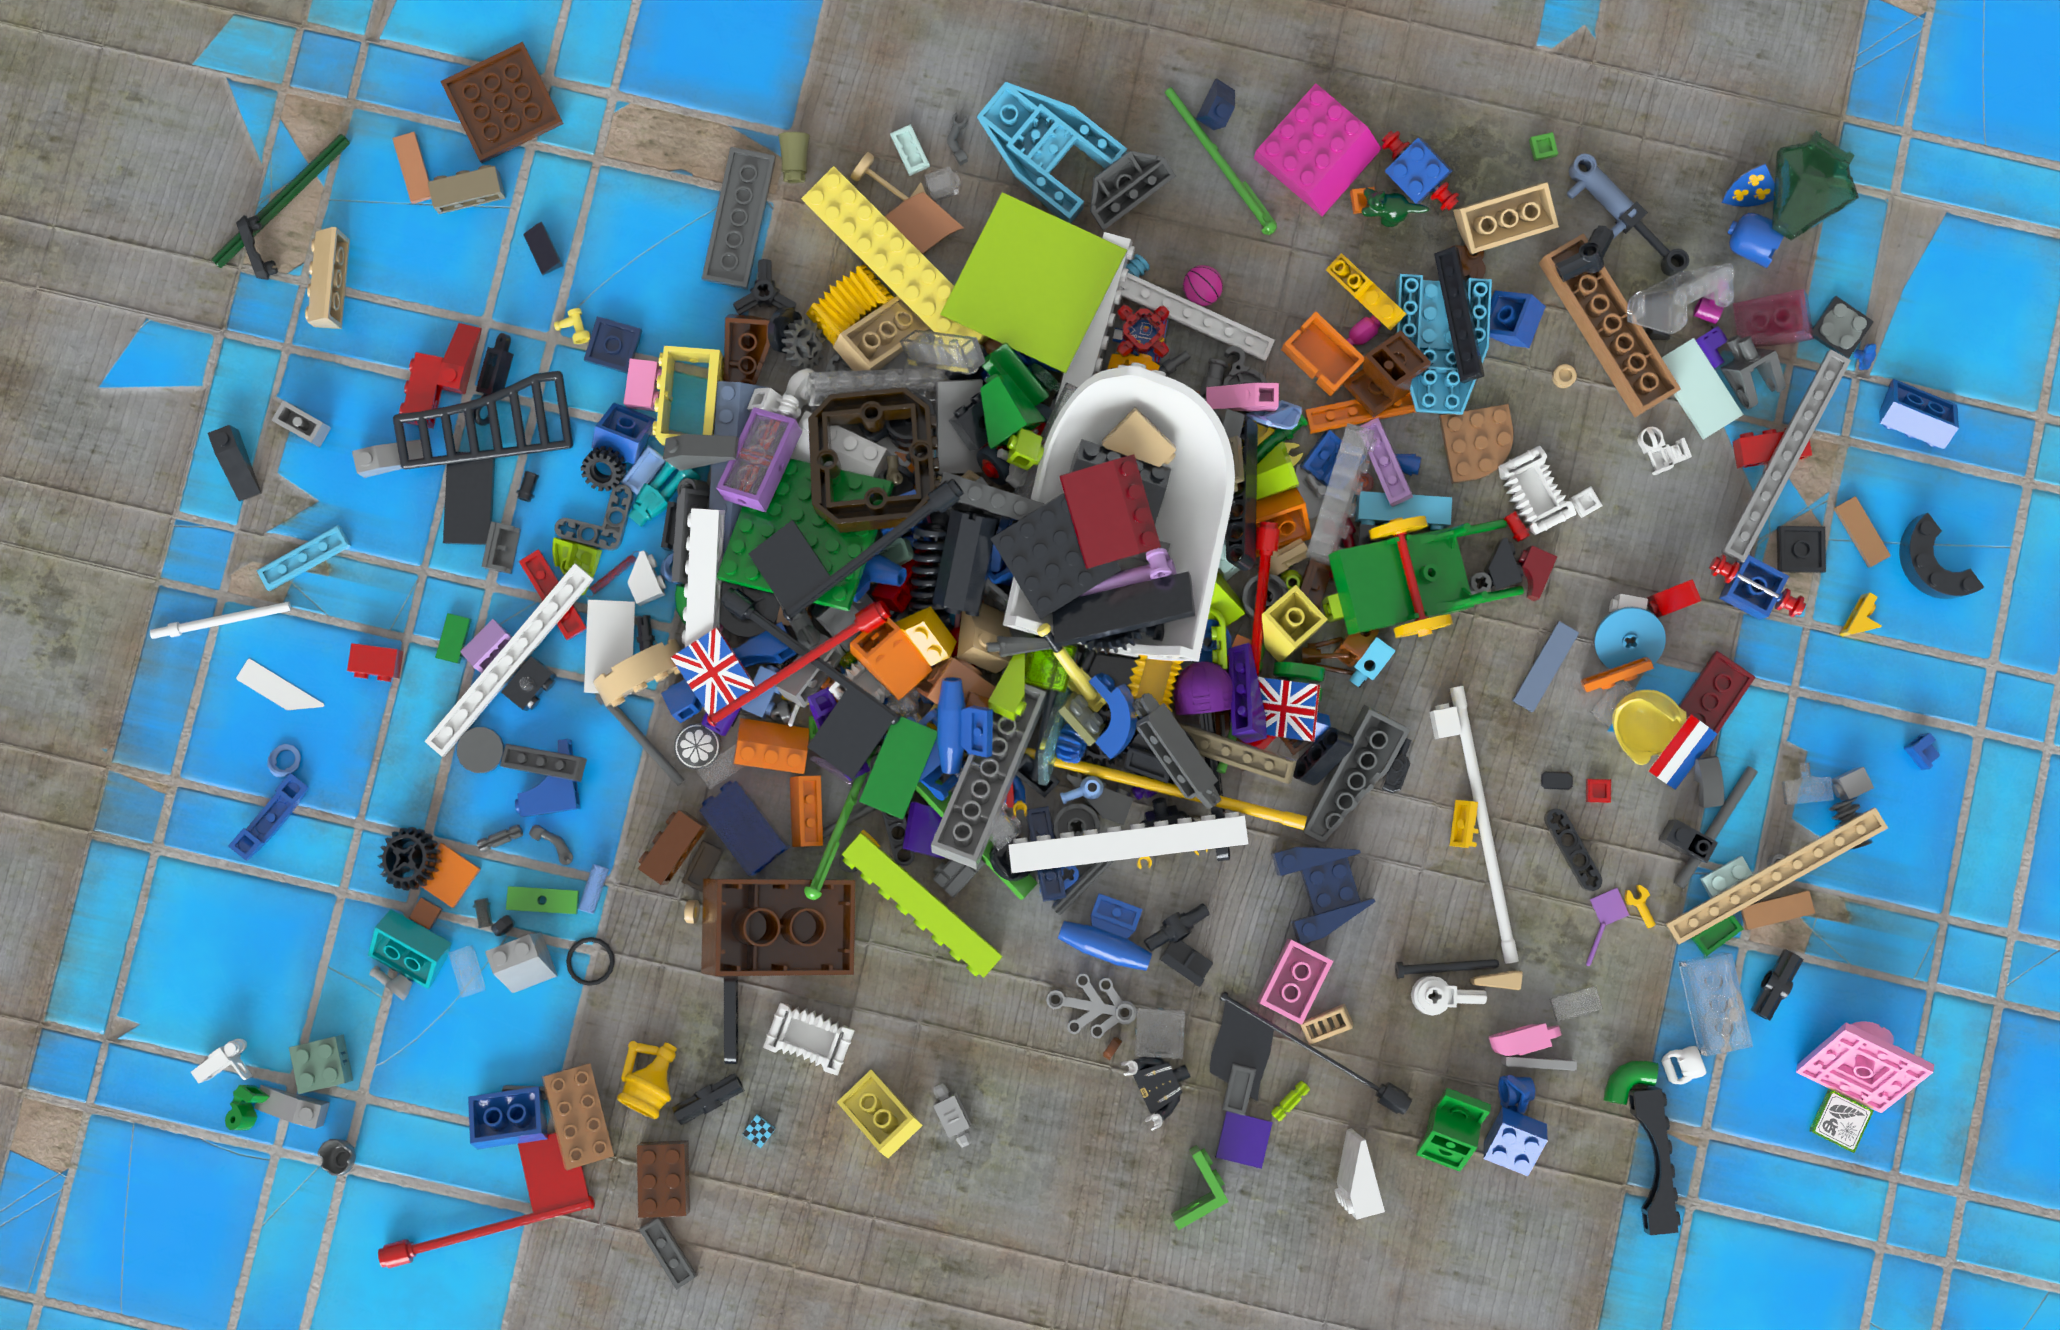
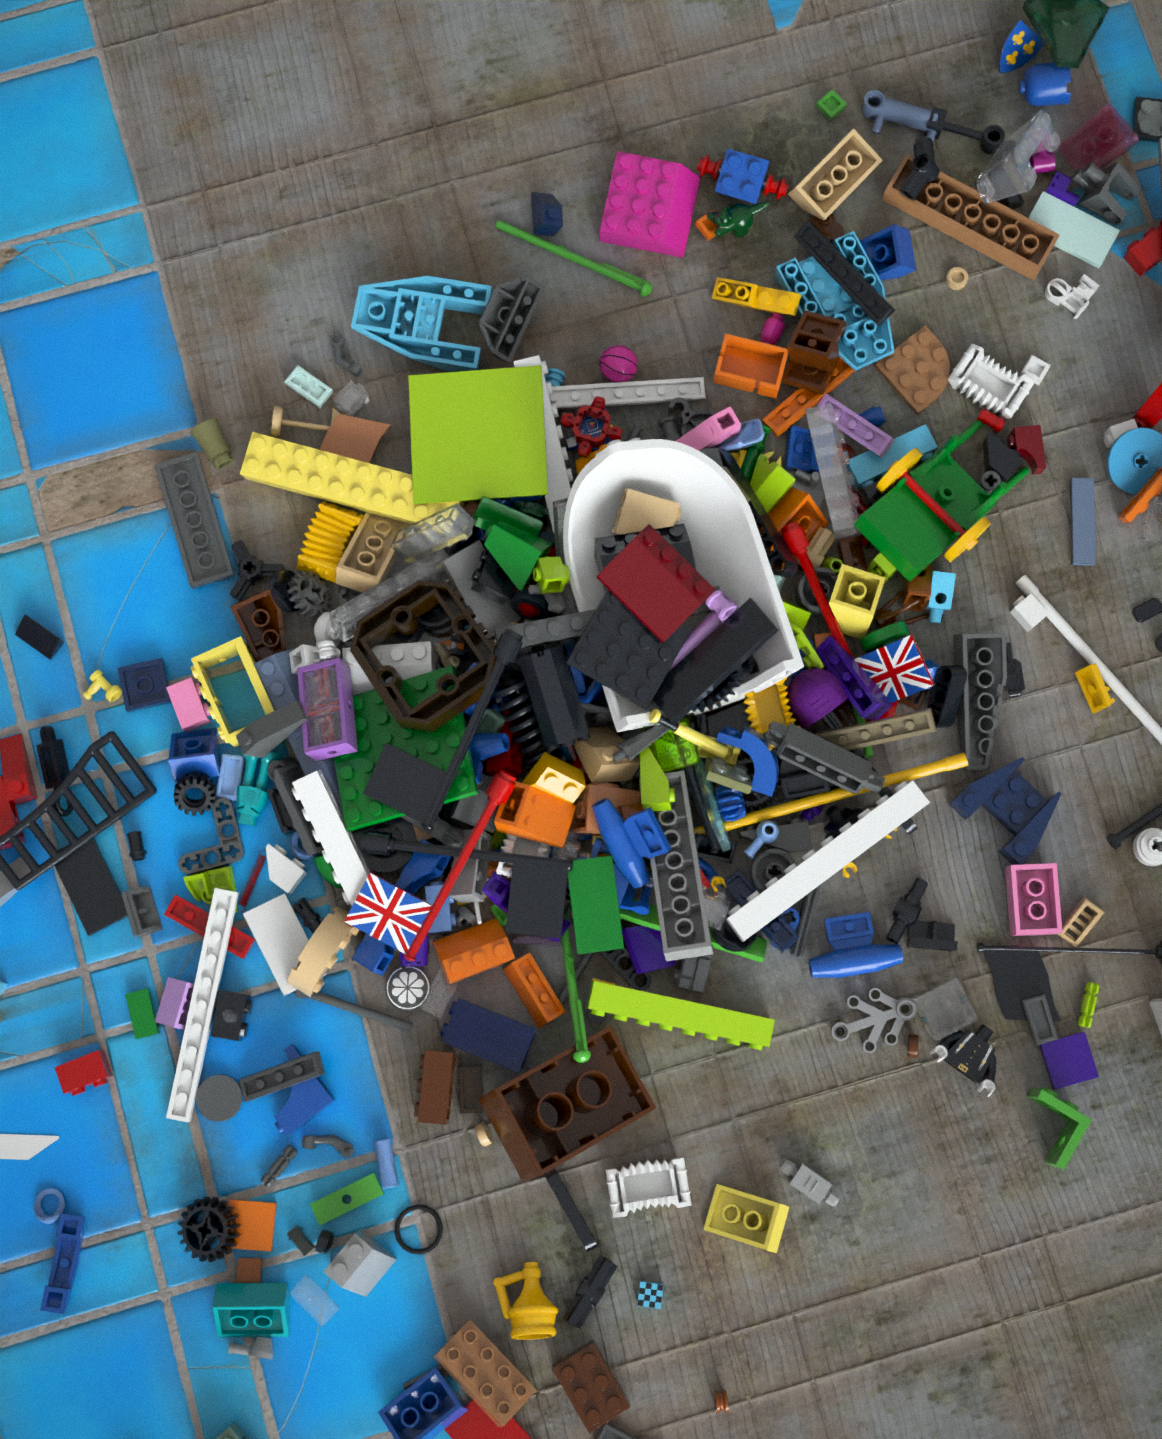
camera: 25 degrees left, 5 degrees down
(768, 1256) = (721, 1401): none -> dark orange bush

